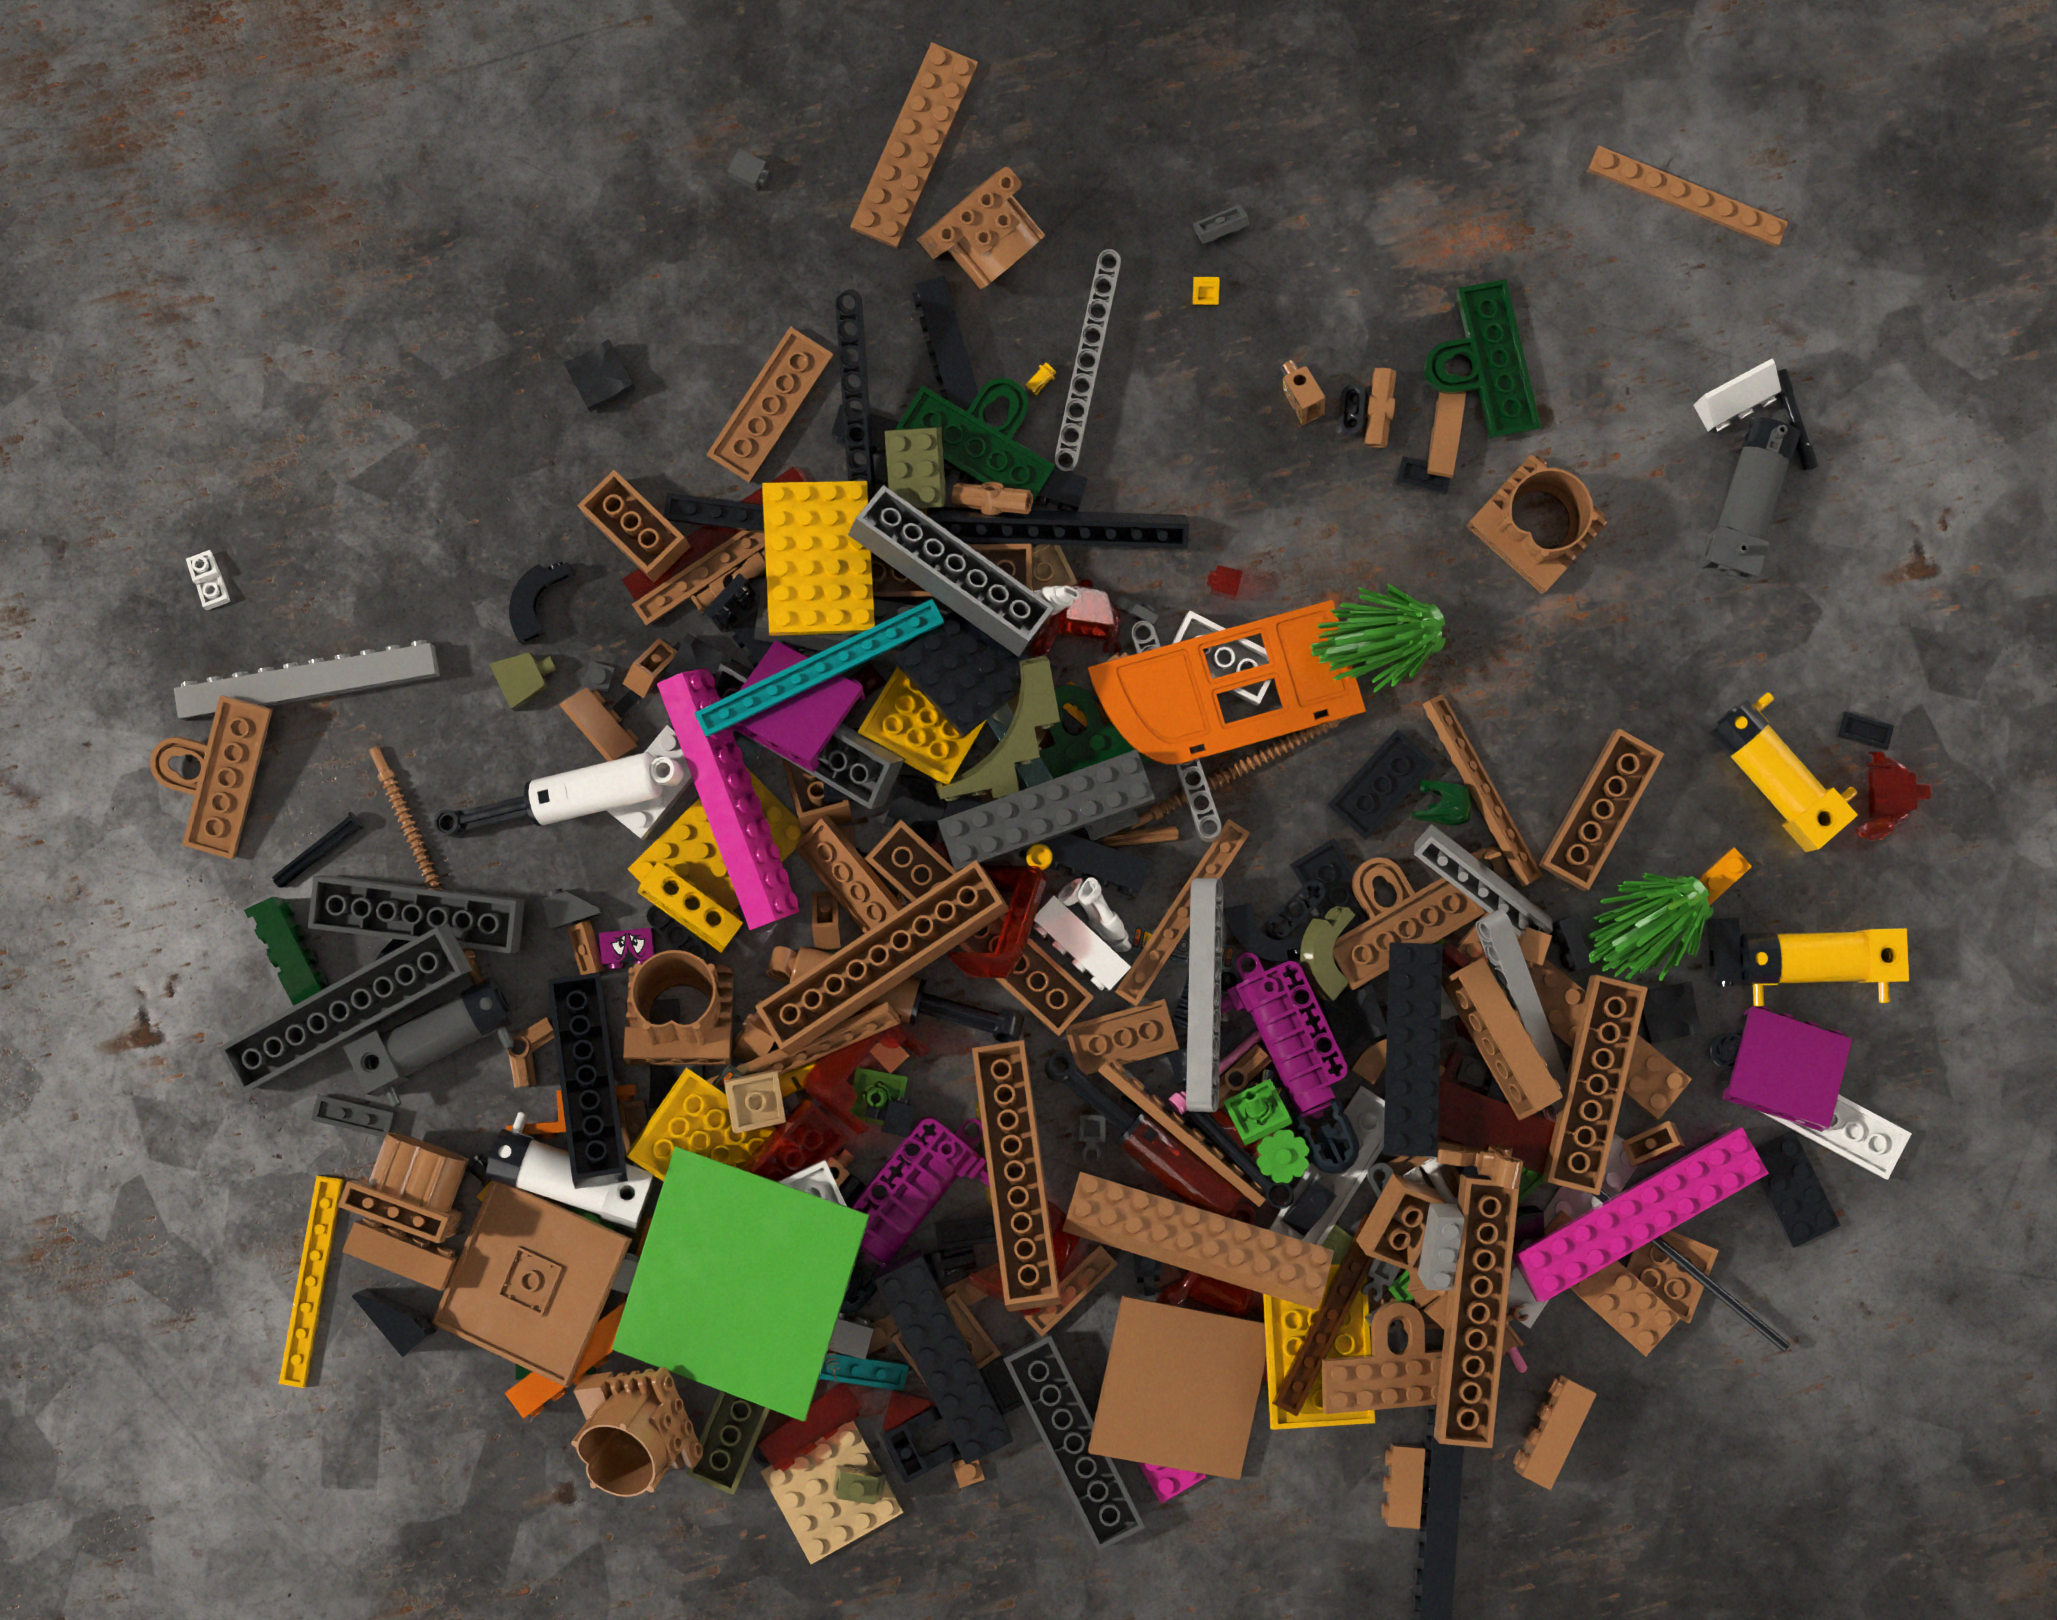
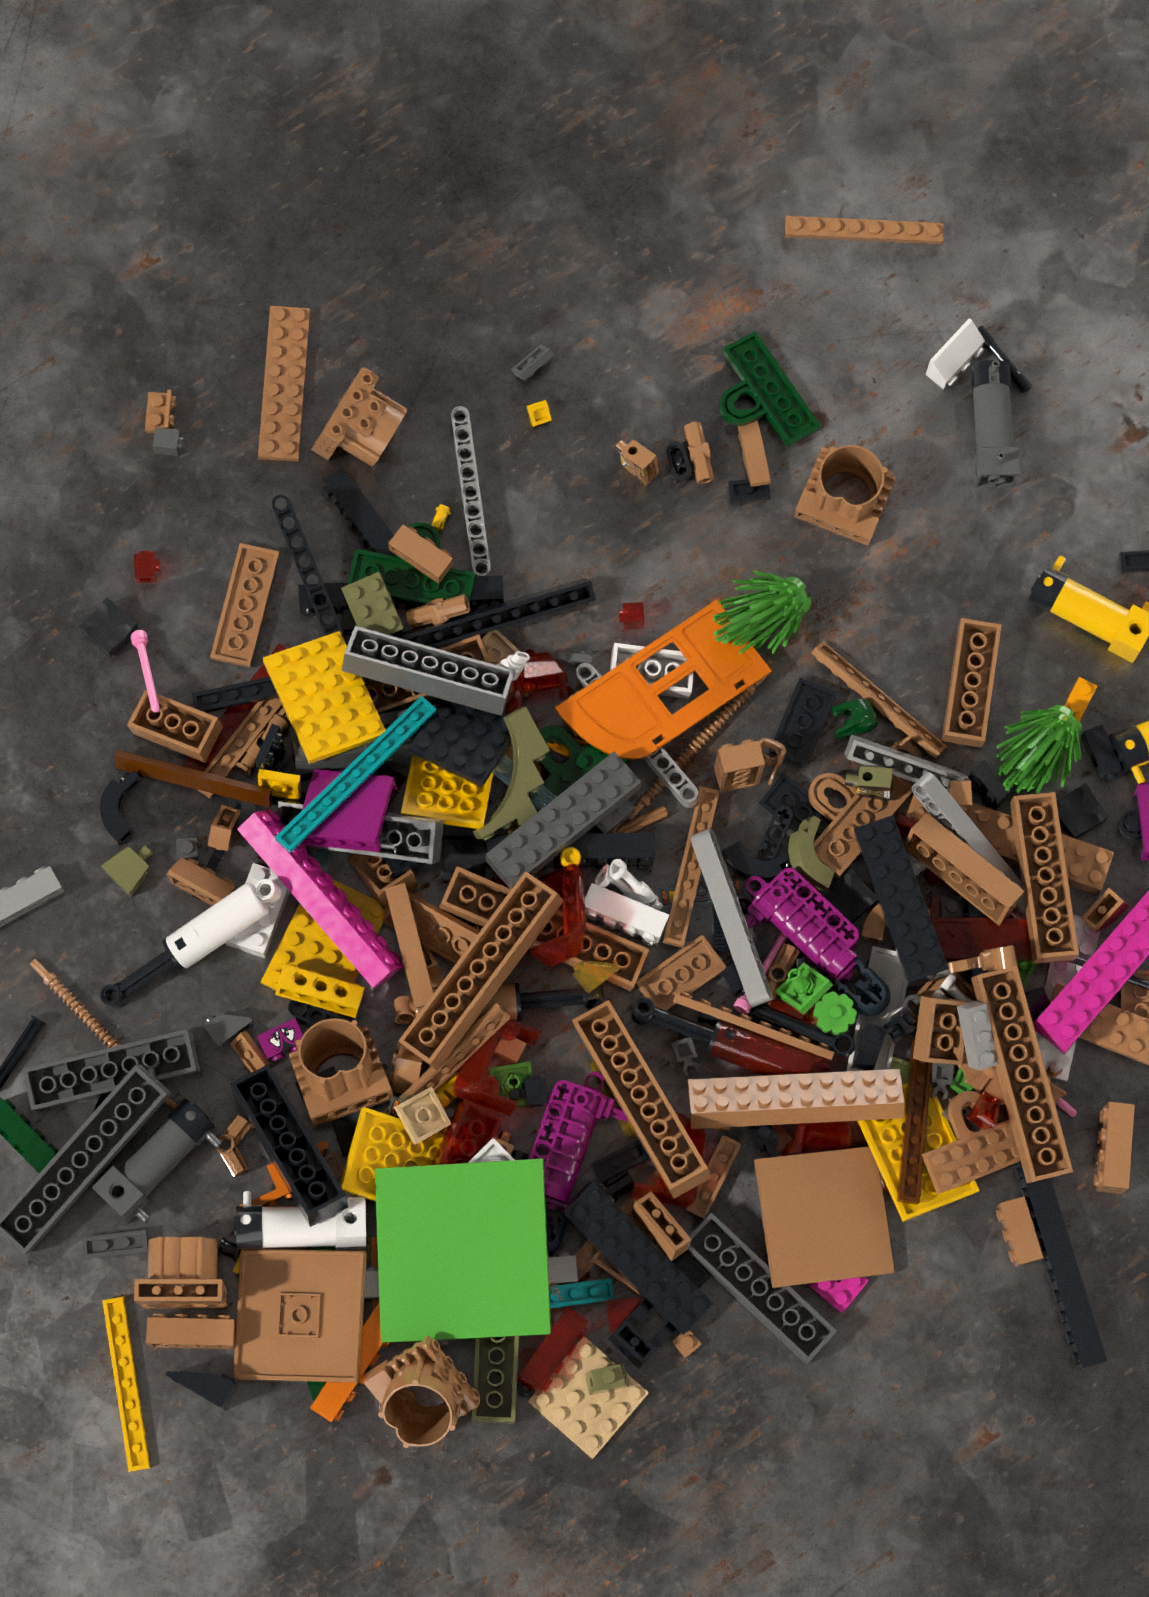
camera: 25 degrees left, 10 degrees down
(630, 405) = (139, 640): none -> bright pink piece
(633, 598) = (193, 778): none -> reddish brown tile
(669, 317) = (146, 567): none -> clear red brick
(728, 644) = (282, 784): none -> yellow tile
(753, 129) = (159, 411): none -> medium nougat bracket
(812, 892) = (409, 944): none -> medium nougat tile
(984, 1333) = (661, 1226): none -> medium nougat brick
(997, 419) = (421, 553): none -> medium nougat brick
(1016, 1006) = (593, 973): none -> clear yellow slope
(1281, 816) = (738, 766): none -> medium nougat brick
(1330, 821) = (773, 761): none -> medium nougat piece
(1356, 1195) = (901, 1024): none -> black brick
(1417, 1336) = (985, 1112): none -> clear red slope
(1443, 896) = (872, 782): none -> olive torso

